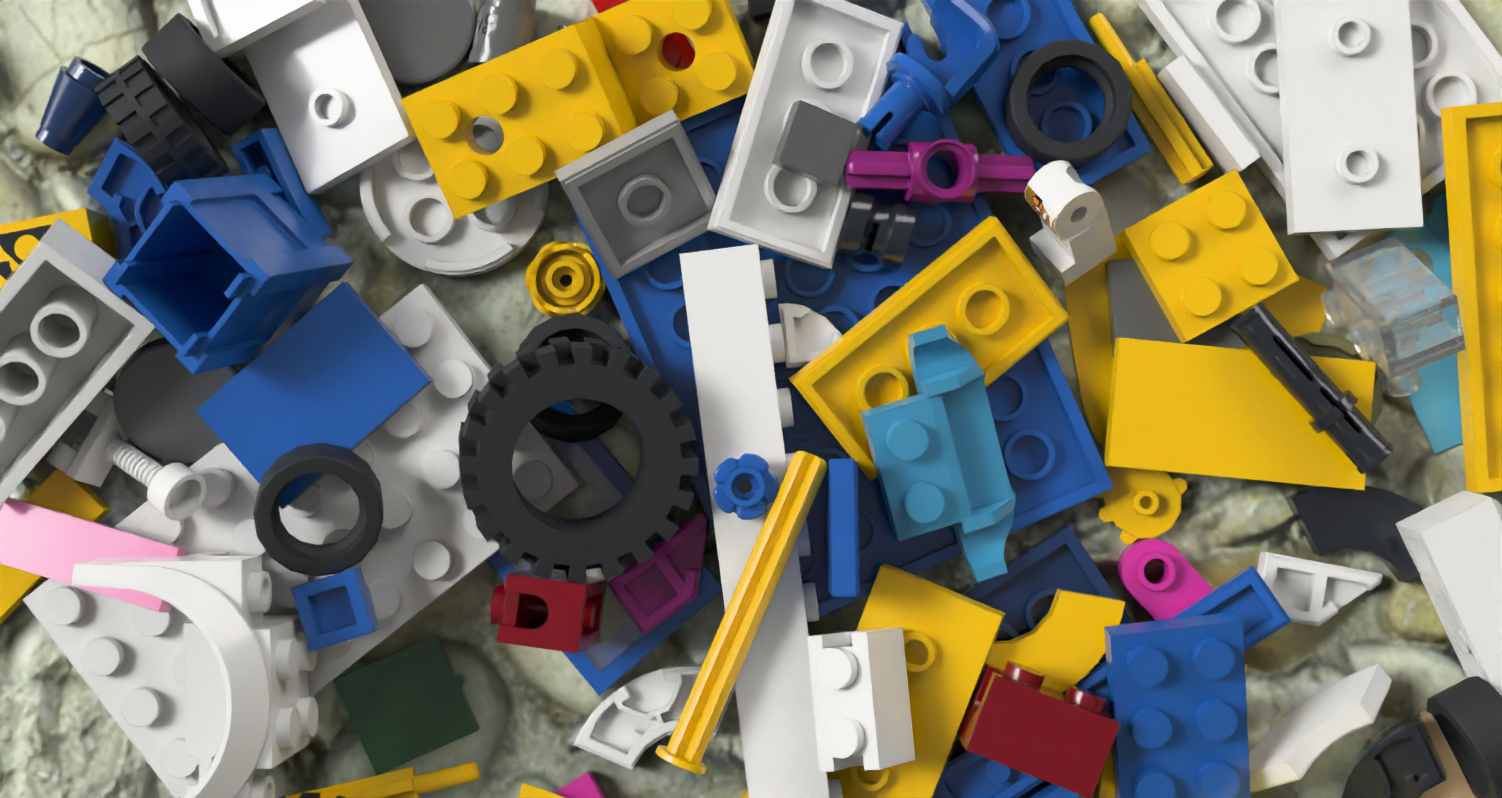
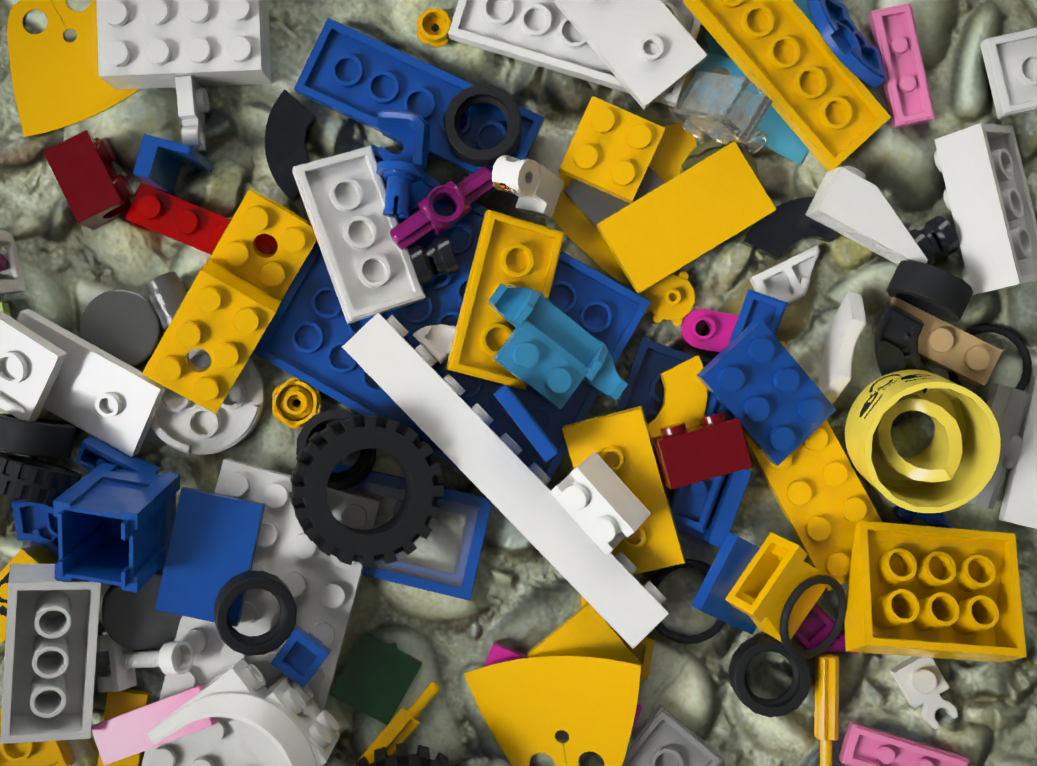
camera: 35 degrees left, 0 degrees up
(548, 611) = (410, 576): dark red brick -> none
(640, 194) = (299, 331): light grey tile -> none
(640, 714) = (502, 585): white tile -> none
(667, 579) = (458, 516): magenta tile -> none
(744, 613) = (509, 503): yellow axle -> none
(750, 504) = (458, 428): blue plate -> none
(815, 144) = (369, 240): dark grey tile -> none
(1155, 109) = (530, 95): yellow axle -> none
(1207, 116) = (558, 80): white tile -> none
(1312, 388) = (712, 178): black pin -> none

